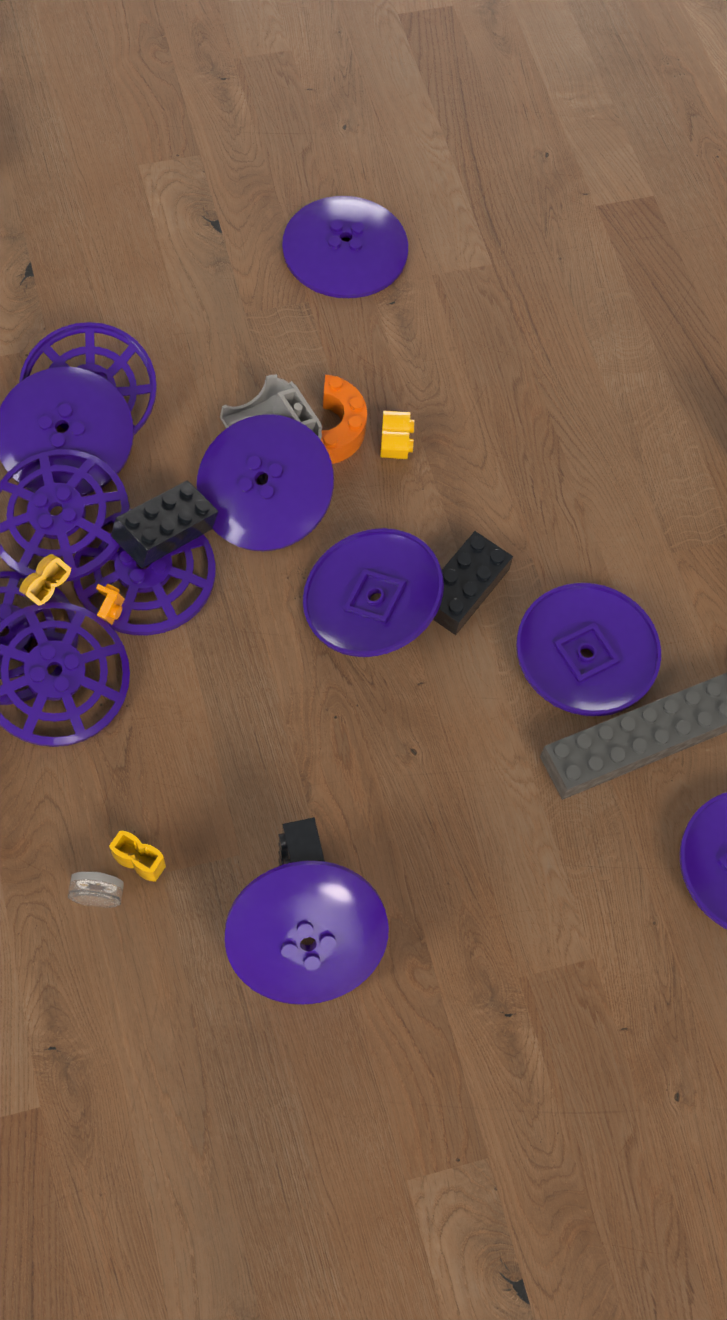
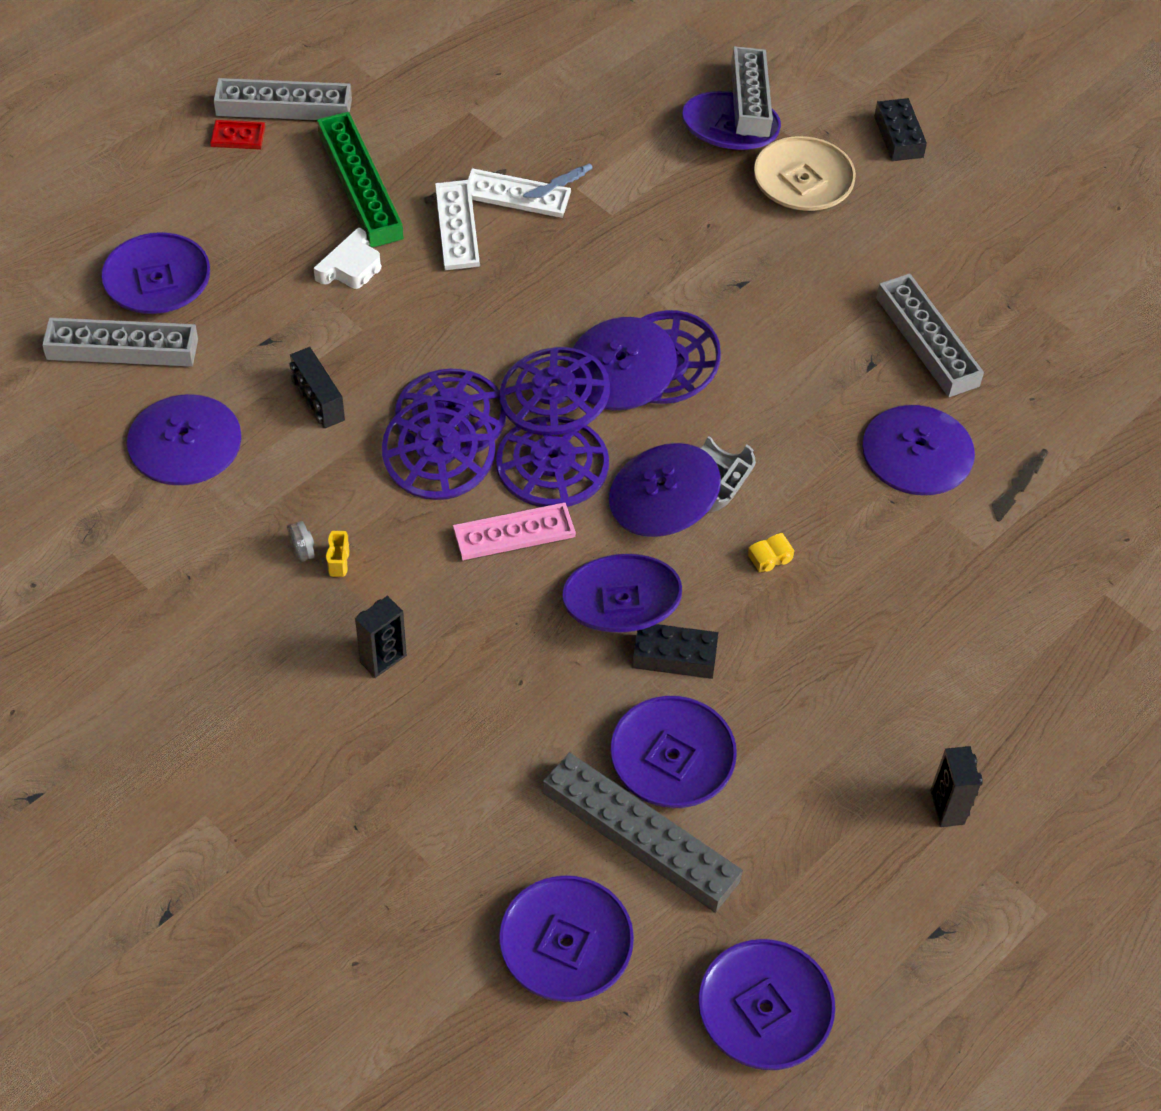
camera: 65 degrees right, 10 degrees down
(48, 575) = (496, 403): yellow brick -> none
(112, 605) = (507, 450): light orange bracket -> none
(164, 523) = (587, 447): black brick -> none
(217, 657) = (514, 531): none -> bright pink plate
(219, 154) = (929, 335): none -> light grey brick
(300, 903) = (350, 649): dark purple dish -> none
(350, 406) = (756, 522): orange brick -> none
(436, 192) = (1019, 484): none -> clear smoke sword

